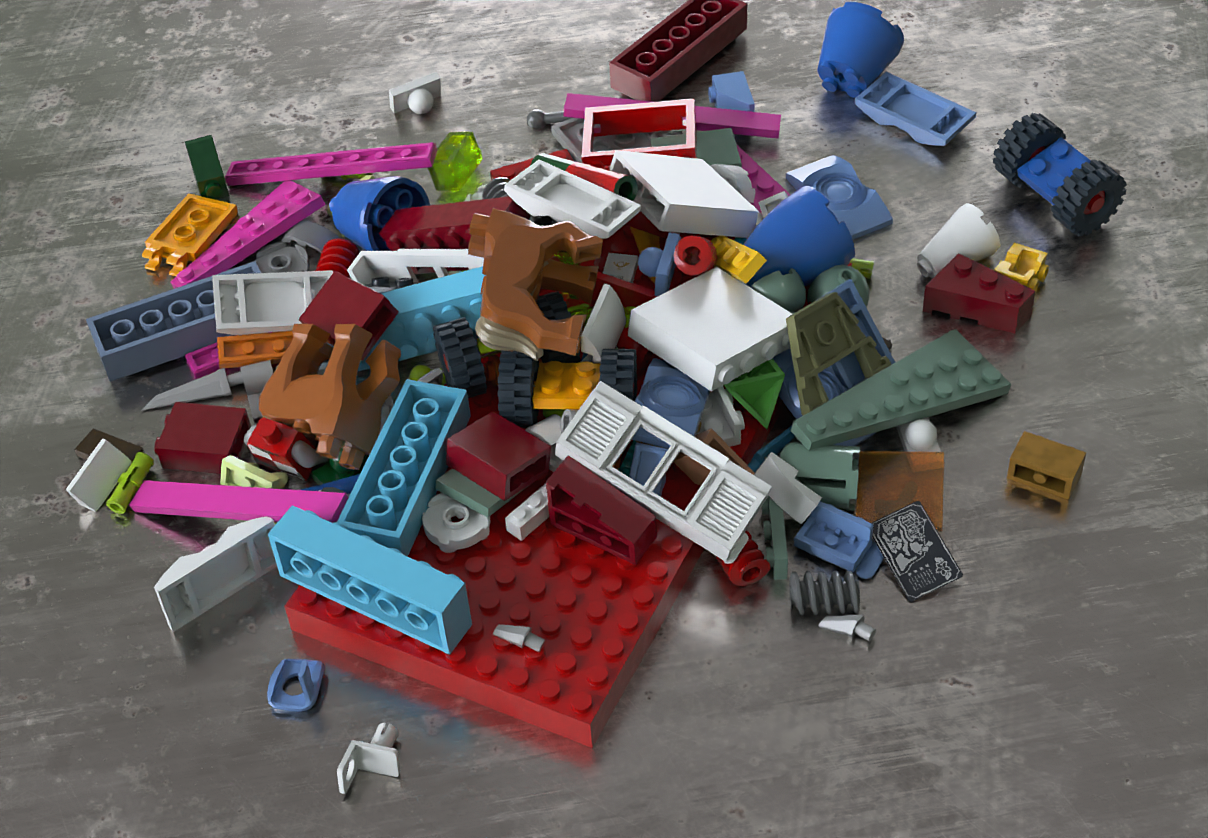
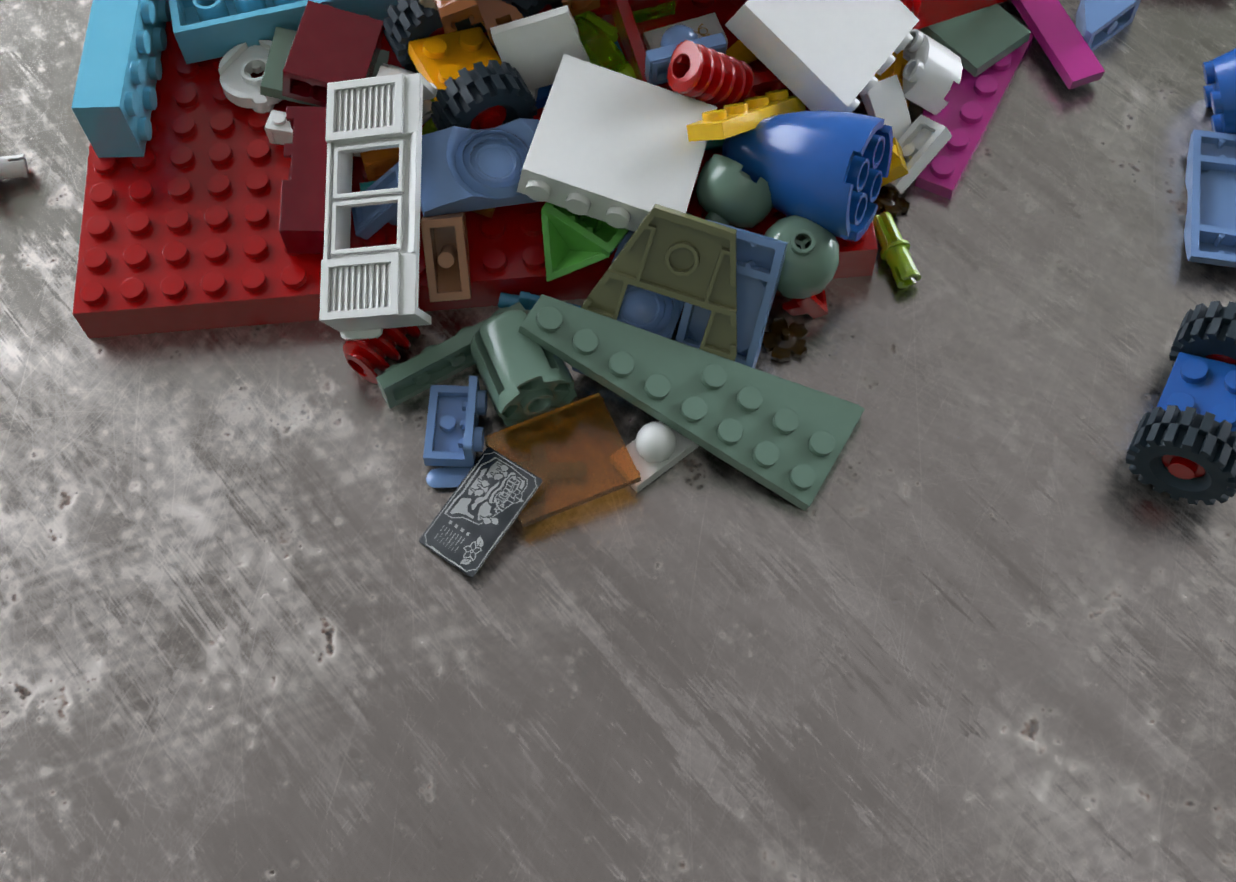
camera: 60 degrees right, 15 degrees up
(310, 677) = (31, 75): medium blue piece -> none
(519, 636) = (136, 201): light grey bar -> none
(722, 417) = (513, 232): white bracket -> none
(787, 491) = (472, 325): white slope -> none
(824, 592) = (368, 449): dark grey piece -> none
(848, 197) = (1013, 196): medium blue slope -> none
(849, 626) = (346, 495): light grey bar -> none
(961, 234) = (1003, 346): white cone -> none
(979, 294) = (933, 406): dark red wedge -> none
(1024, 265) = (1013, 437): yellow cylinder -> none
(1046, 465) = (693, 596): pearl gold brick -> none

